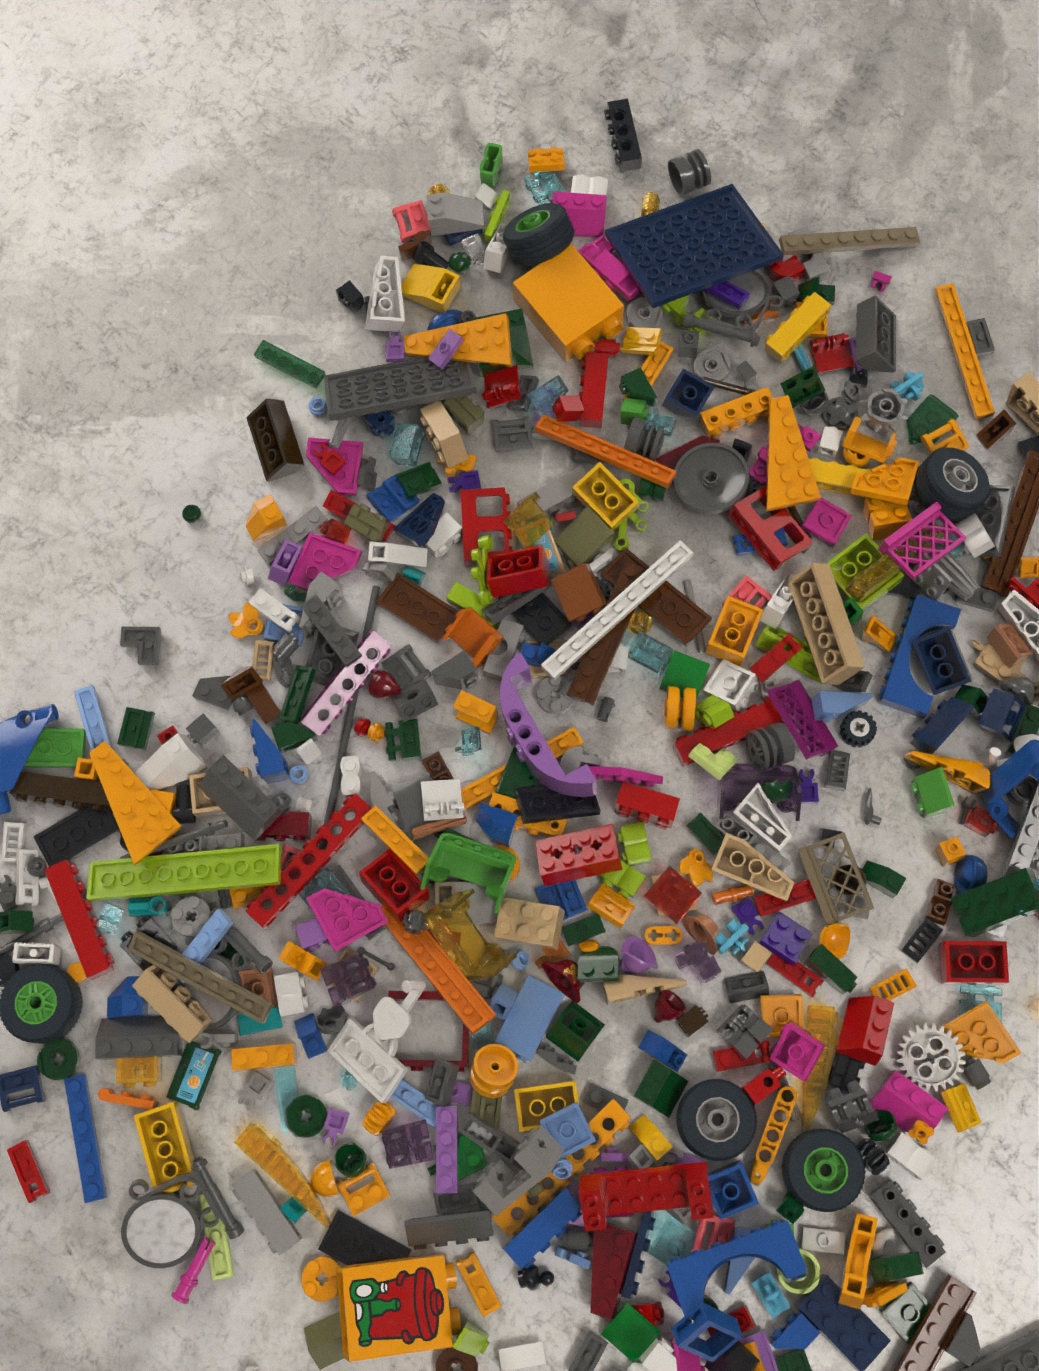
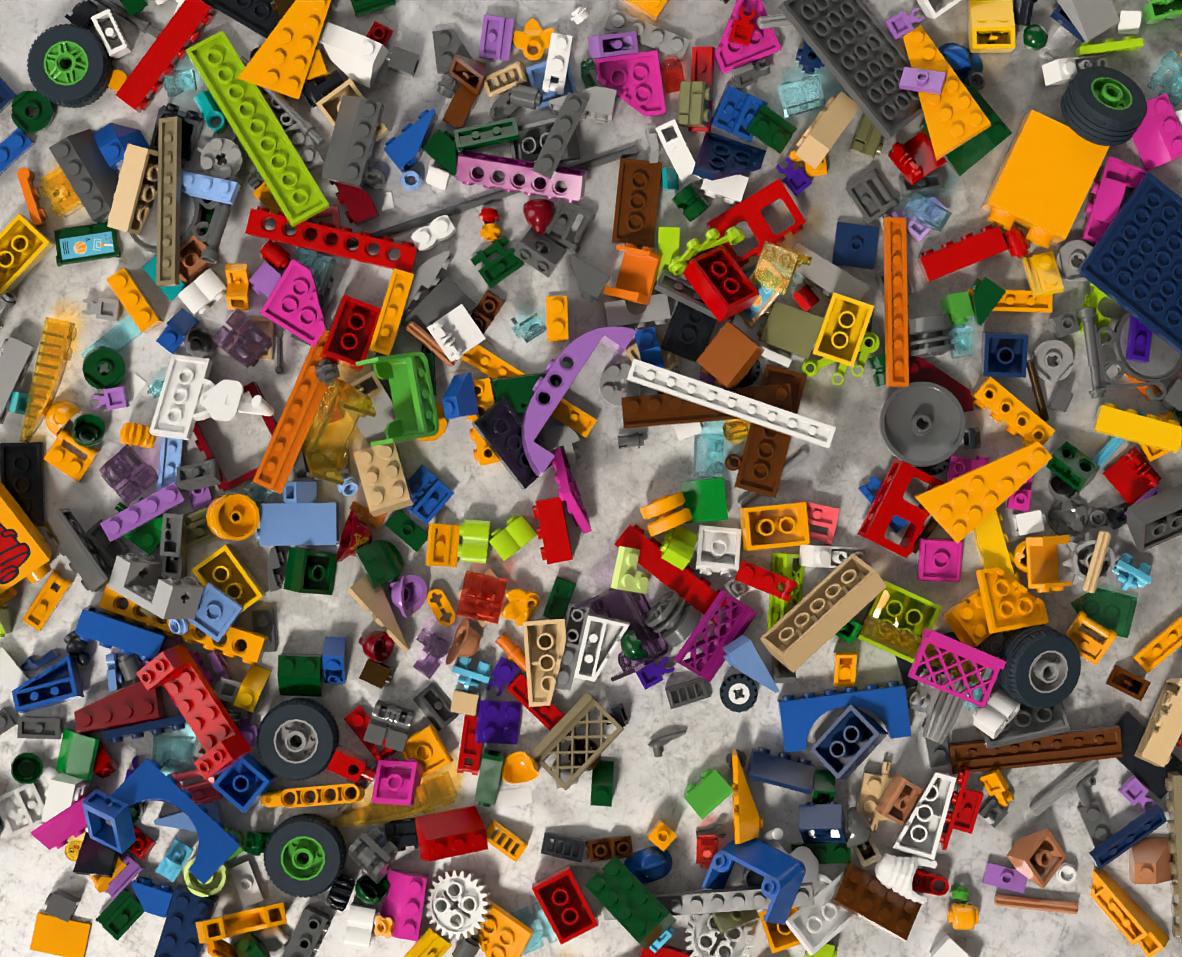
camera: 55 degrees right, 15 degrees up
(224, 1040) = (130, 254): light grey plate -> none
(227, 649) = (496, 38): none -> medium lavender plate
(295, 916) = (275, 255): none -> red brick
(441, 566) = (691, 202): none -> dark green wheel
(527, 1329) = (33, 663): none -> dark blue slope
(543, 464) = (855, 245): none -> dark blue plate
(557, 1322) = (52, 687): none -> blue wedge
(568, 408) = (923, 240): red brick -> none
(578, 855) = (469, 503): red brick -> none
(588, 945) = (394, 543): light orange piece -> none
(666, 633) = (727, 462): none -> reddish brown pin
(886, 400) = (1097, 562): none -> tan axle

